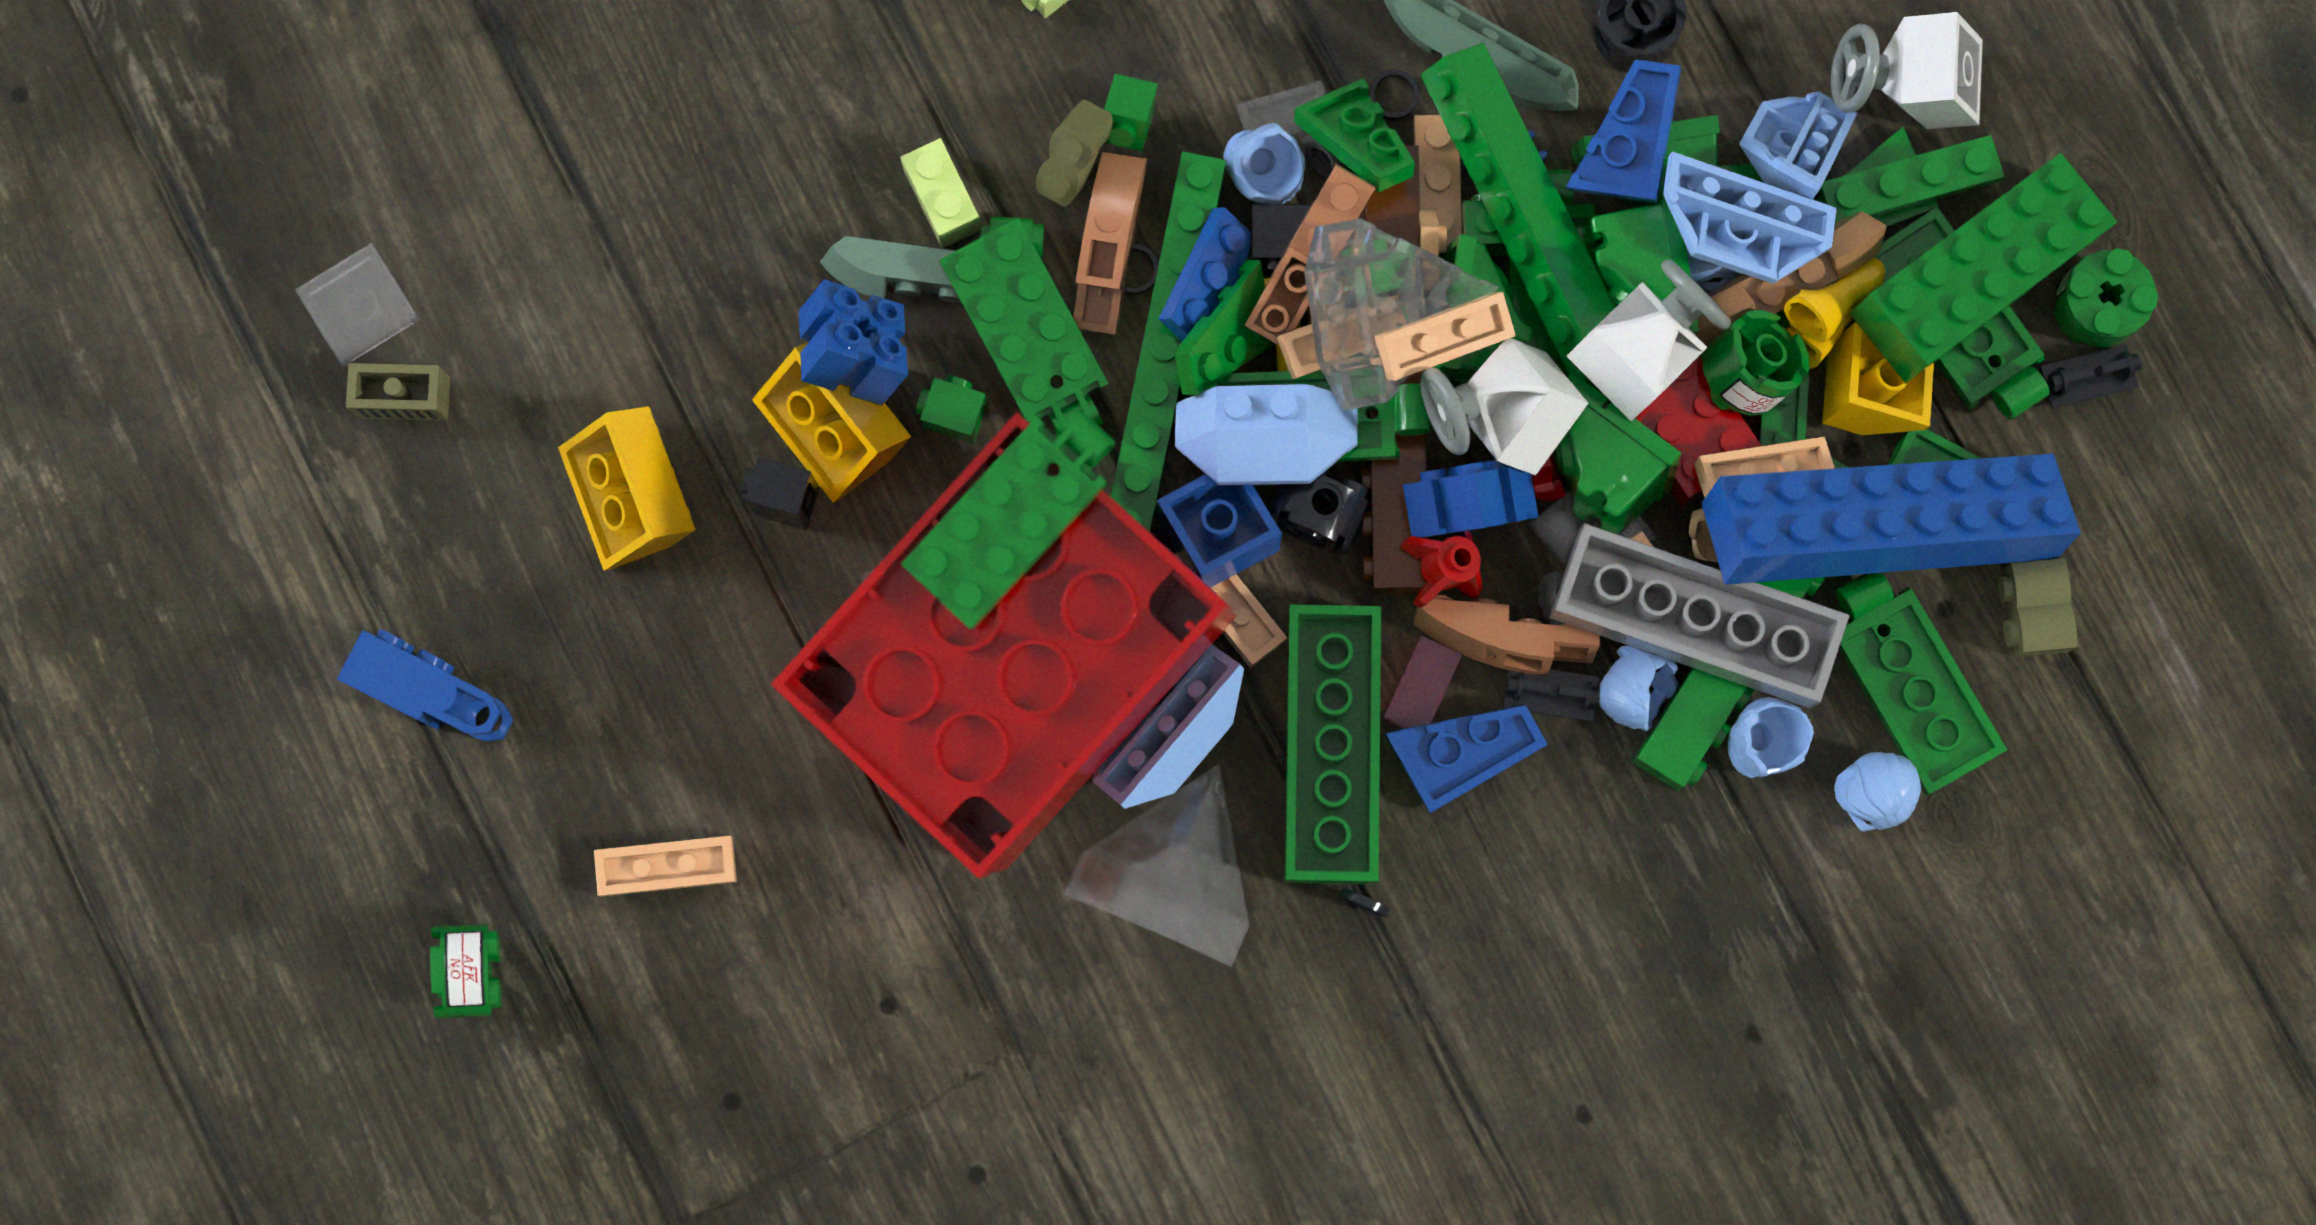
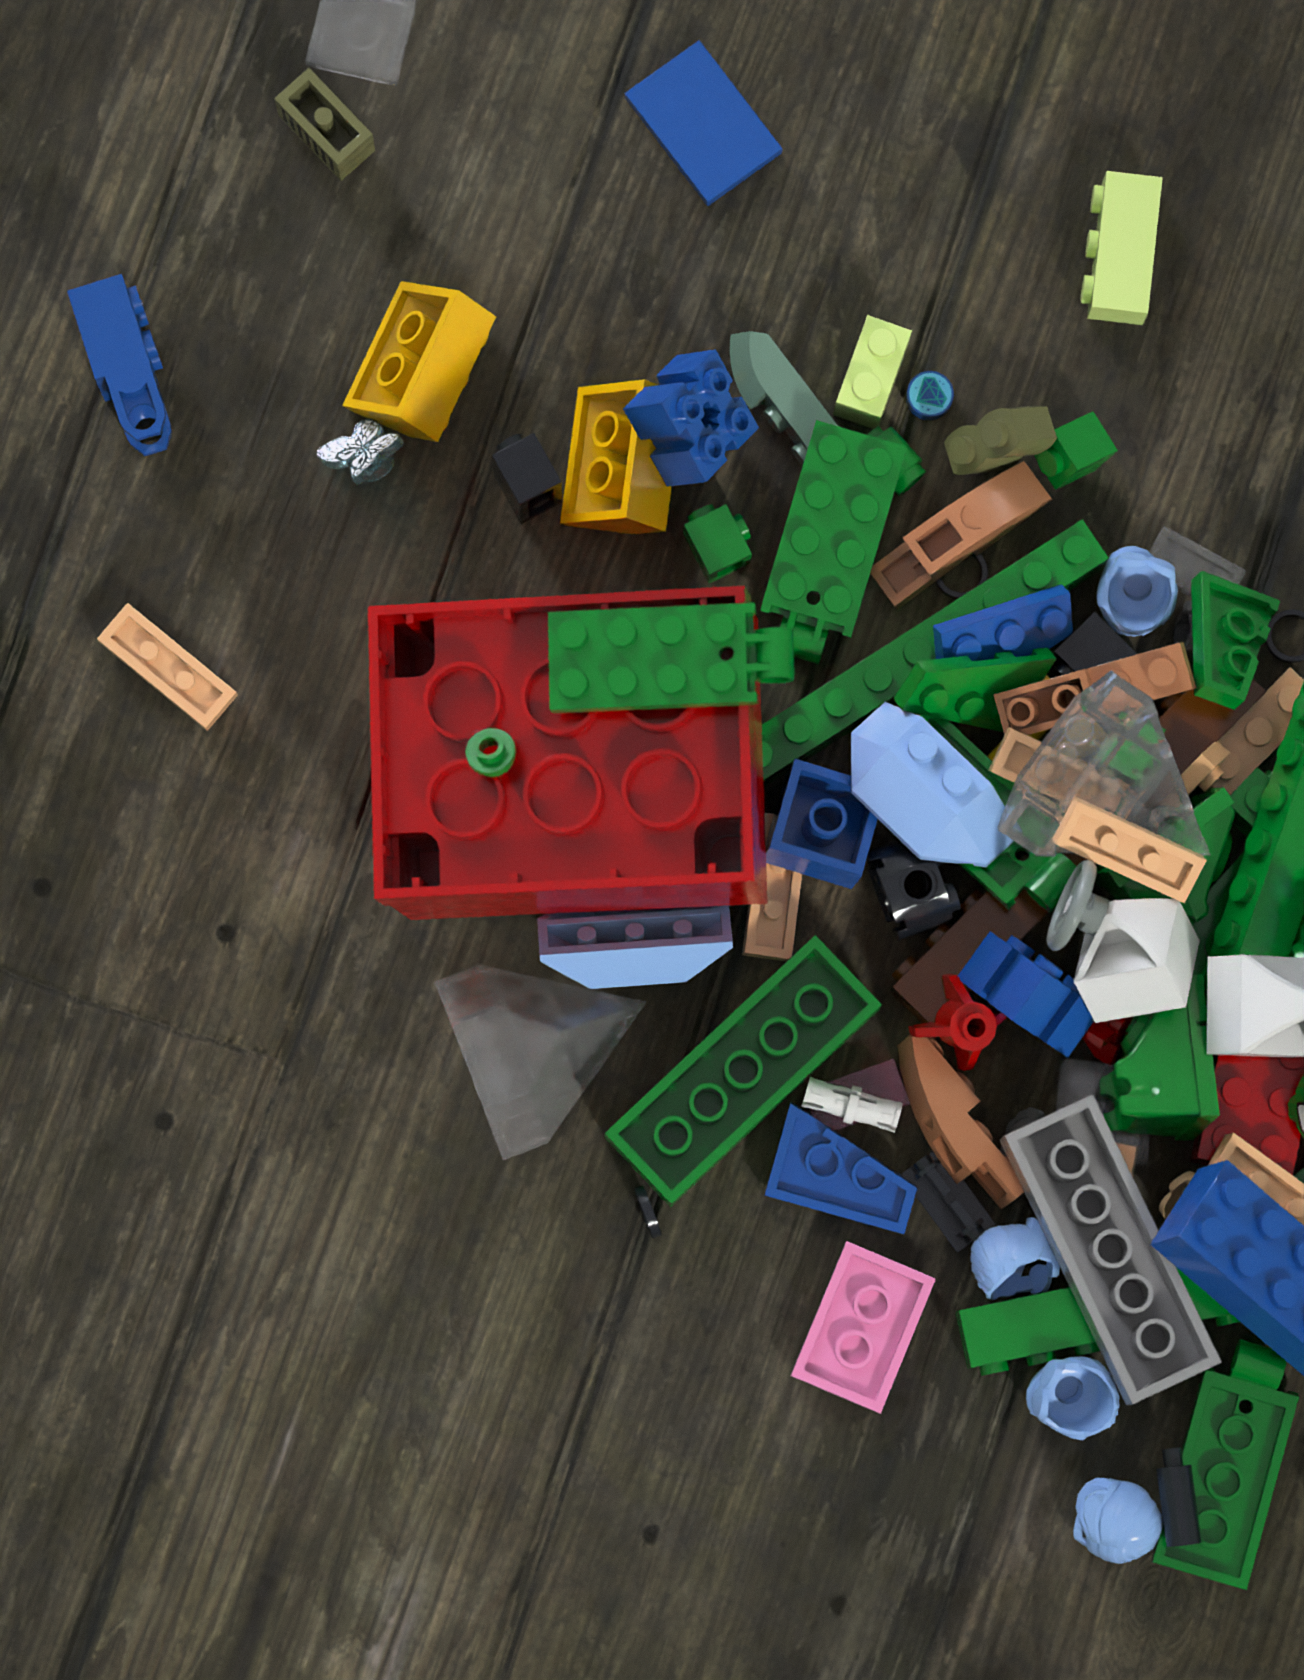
camera: 40 degrees right, 0 degrees up
(651, 586) = (365, 452): none -> clear light blue animal
(655, 139) = (703, 123): none -> blue tile
(966, 707) = (493, 764): none -> green plate
(993, 171) = (929, 395): none -> tile
(1426, 693) = (852, 1104): none -> white pin
(1583, 833) = (863, 1327): none -> bright pink plate
(1906, 736) = (1178, 1500): none -> black cylinder

